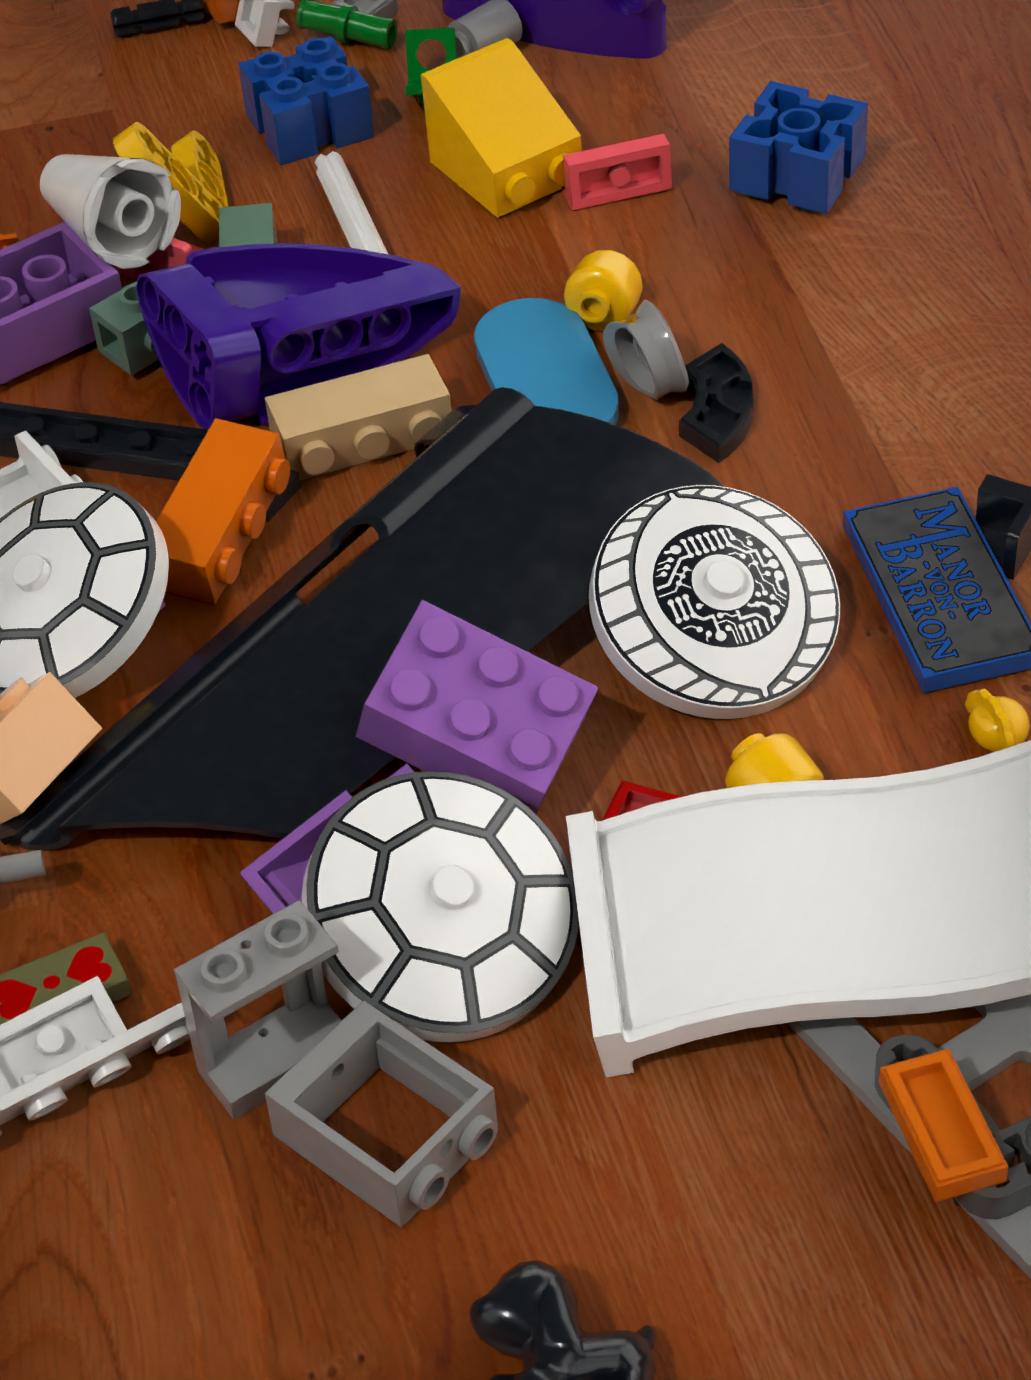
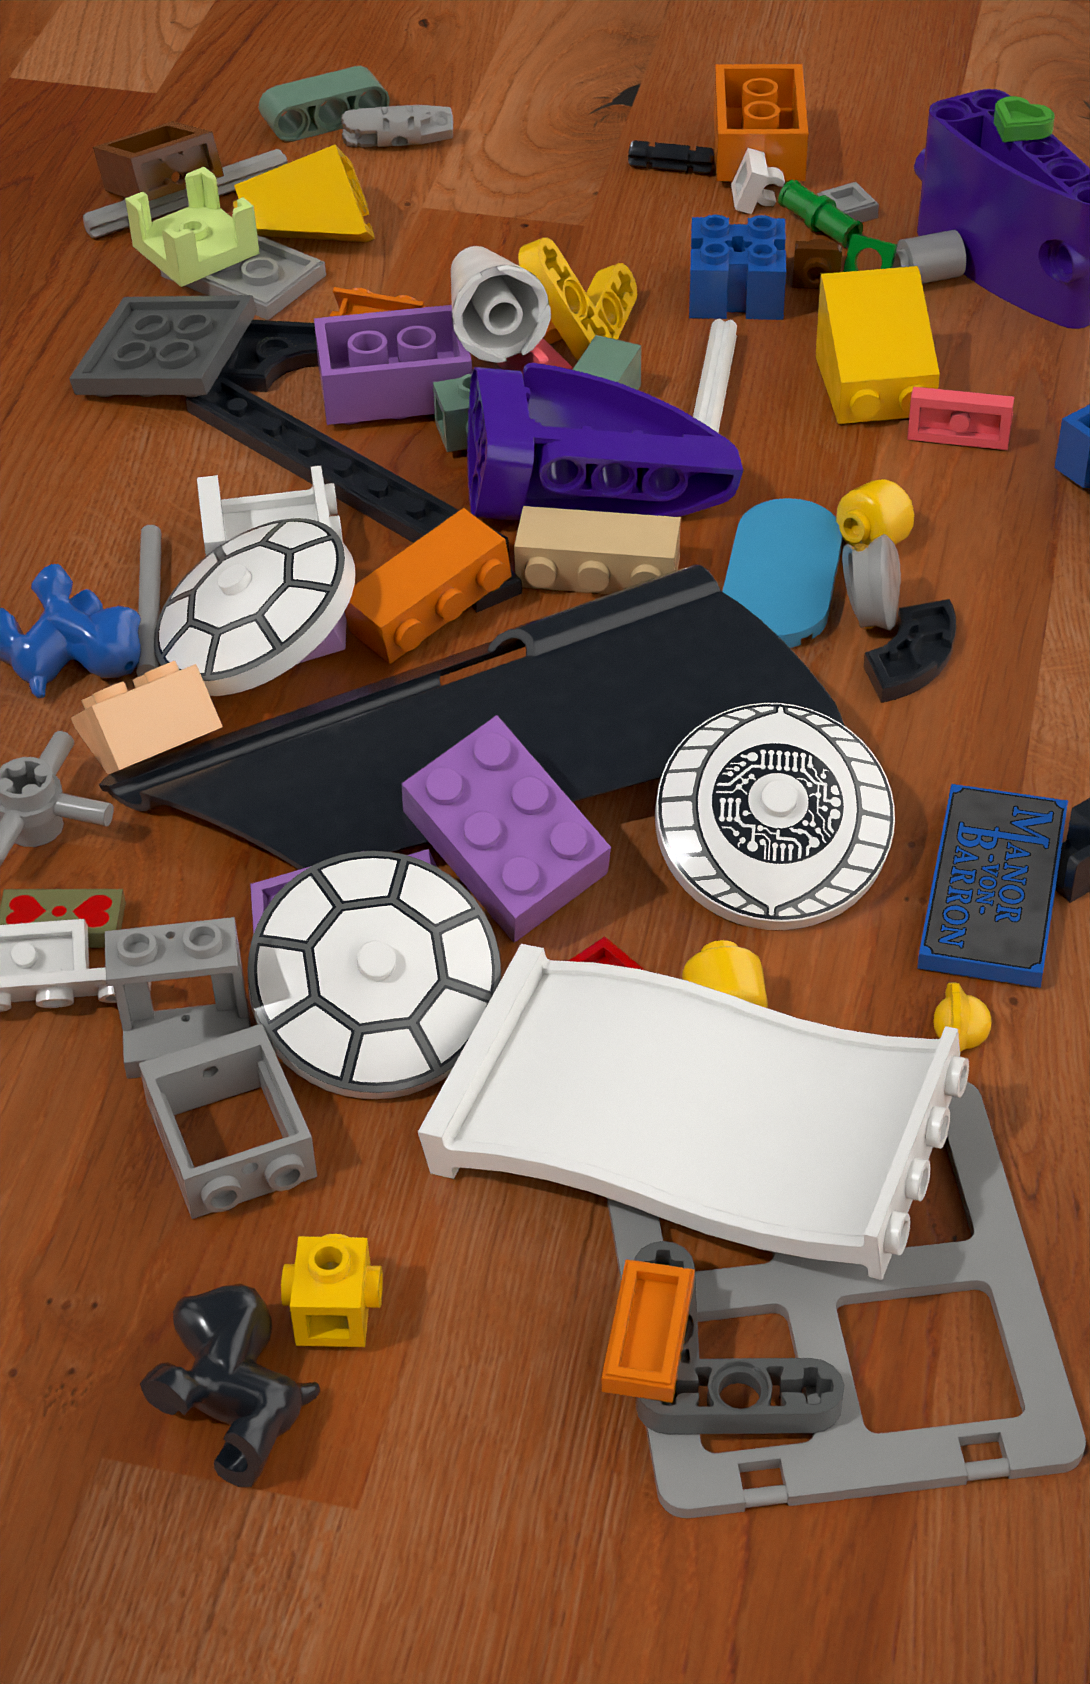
camera: 25 degrees right, 0 degrees up
(381, 69) = (814, 259): none -> reddish brown bracket
(610, 1228) = (331, 1290): none -> yellow brick

